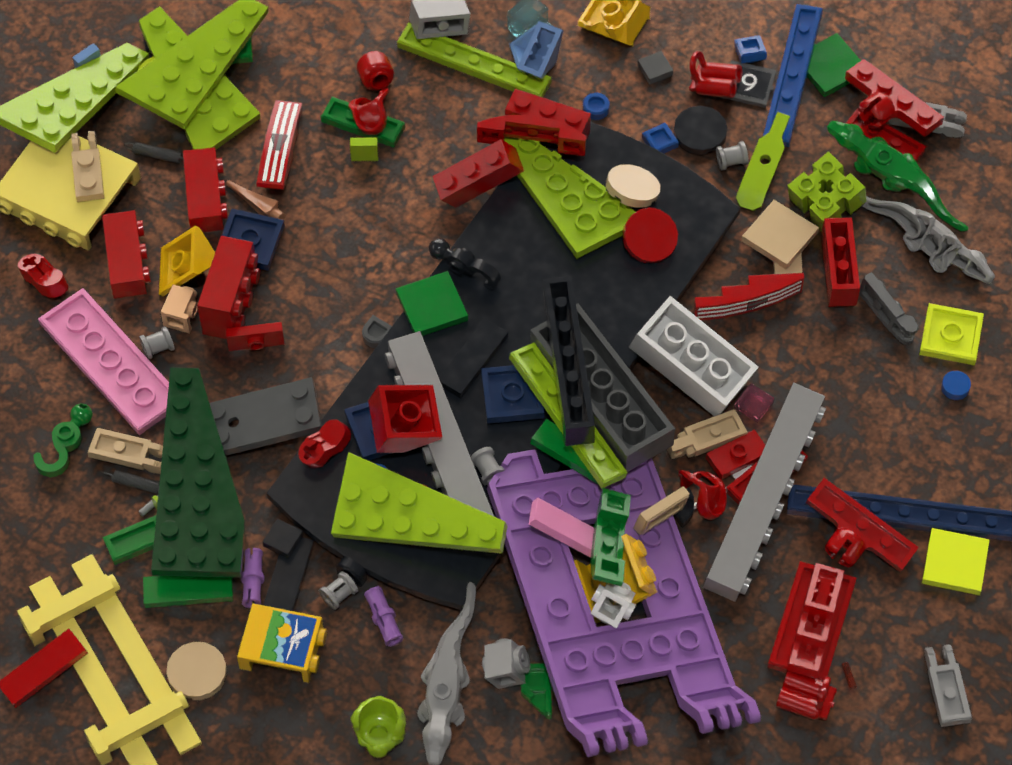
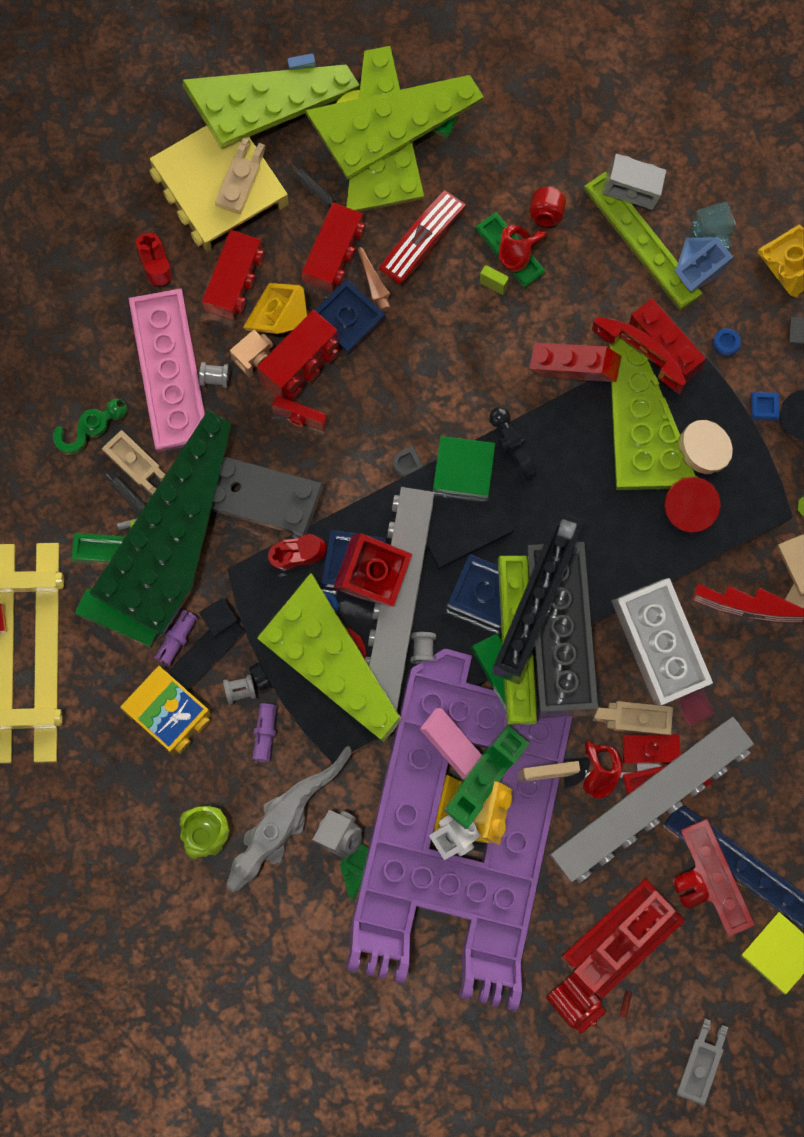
camera: 30 degrees right, 15 degrees up
(196, 670) = (86, 696): tan tile -> none

